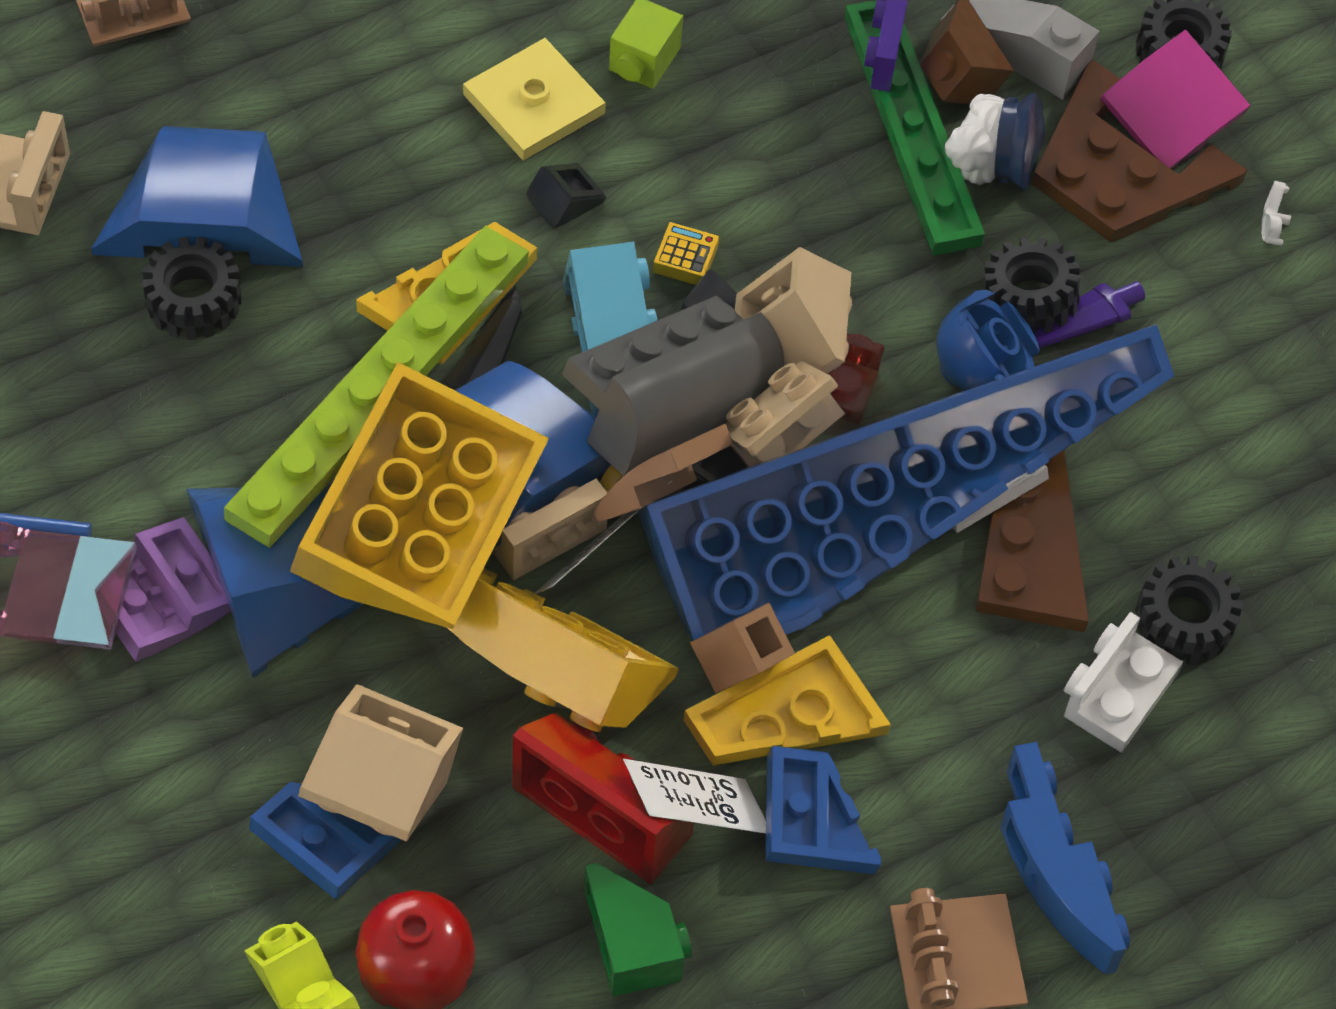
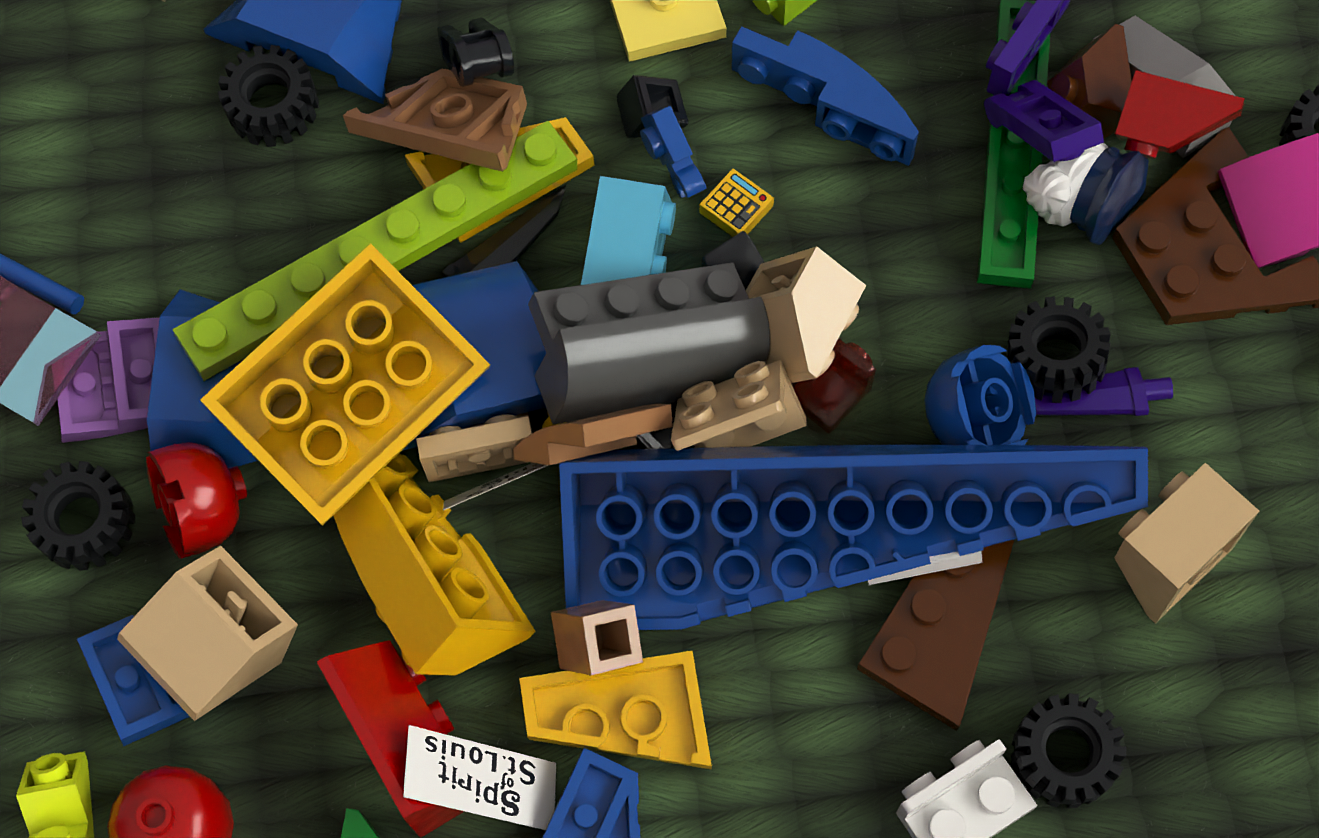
camera: 30 degrees right, 10 degrees up
(187, 686) = (57, 494): none -> black tyre
(301, 657) = (195, 495): none -> red cylinder
(384, 186) = (476, 53): none -> black piece
(384, 251) = (449, 120): none -> medium nougat wing
(607, 215) = (666, 141): none -> blue plate
(744, 127) = (846, 96): none -> blue slope
(941, 90) = (1045, 121): none -> dark purple plate
(1047, 53) = (1171, 114): none -> red slope
(1210, 399) = (1182, 538): none -> tan slope

